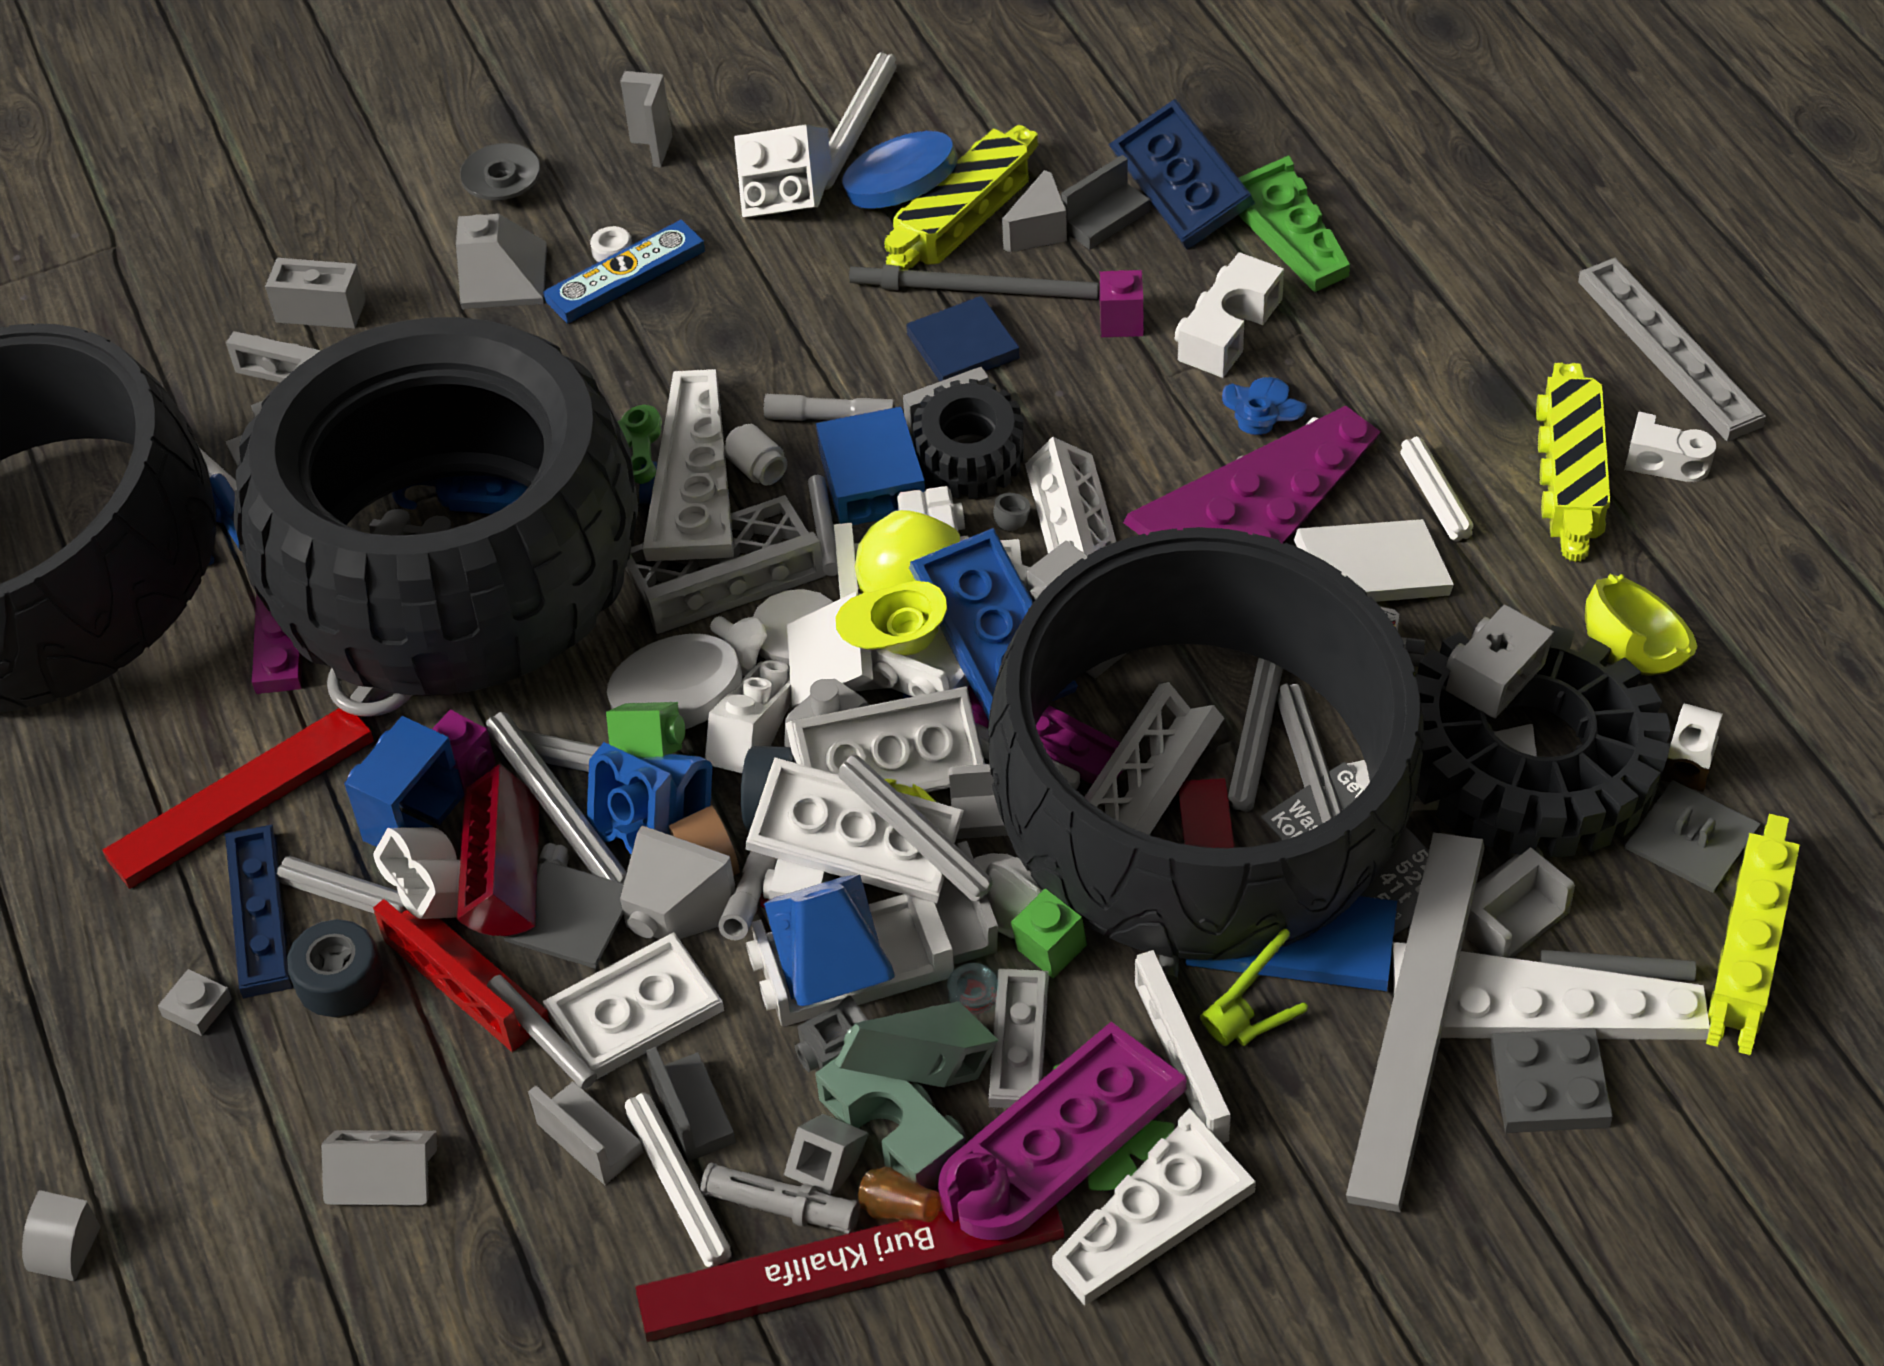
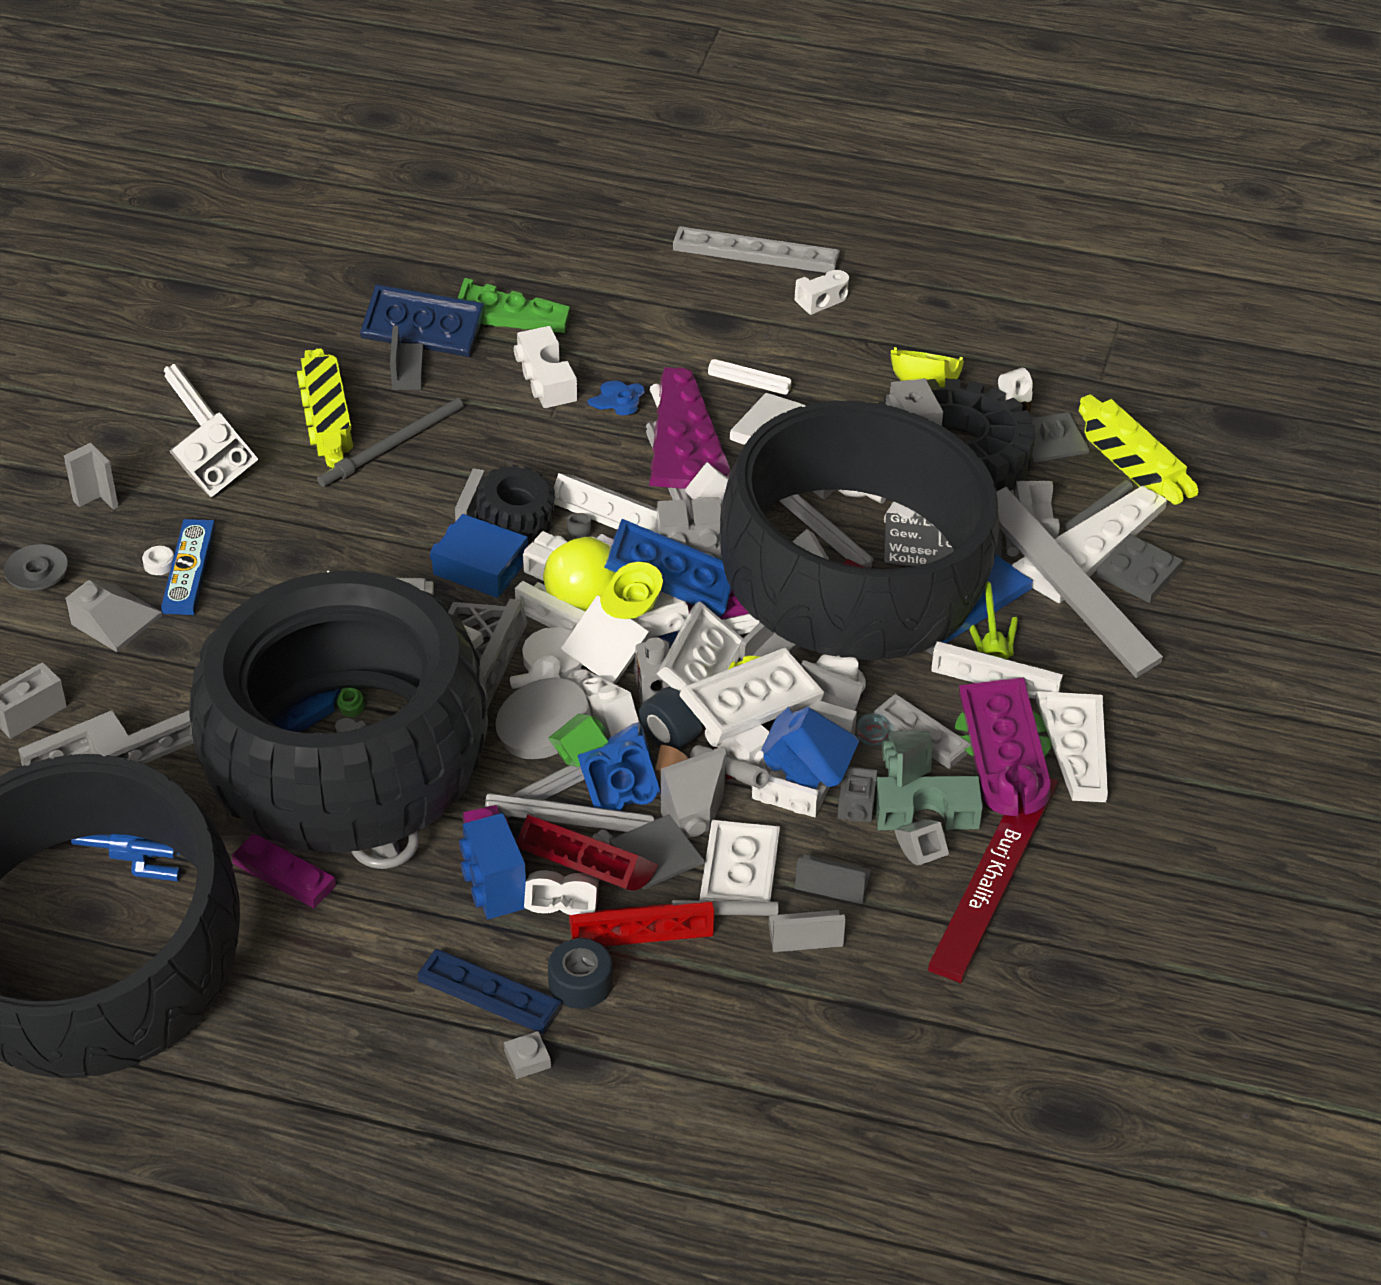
camera: 55 degrees left, 5 degrees down
(58, 1235) = (638, 1201): light grey brick -> none
(236, 796) = (391, 956): red tile -> none
(336, 885) = (520, 942): light grey axle -> none
(377, 1167) = (739, 1029): light grey panel -> none
(678, 1180) = (876, 910): white axle -> none
(795, 1202) = (941, 870): light grey pin -> none
(803, 408) = (396, 558): light grey piece -> none
(823, 523) = (490, 597): light grey bar -> none
(894, 1196) = (980, 827): clear orange cone -> none
(900, 169) = (275, 412): blue piece -> none
(915, 828) = (782, 667): light grey axle -> none
(962, 339) = (428, 471): dark blue tile -> none
(1036, 217) = (381, 385): light grey slope -> none
(1049, 933) = (879, 674): bright green brick -> none
(1121, 303) = (488, 397): magenta brick -> none
(1307, 748) = (865, 523): light grey axle -> none
(1574, 459) = (791, 320): neon yellow hinge -> none

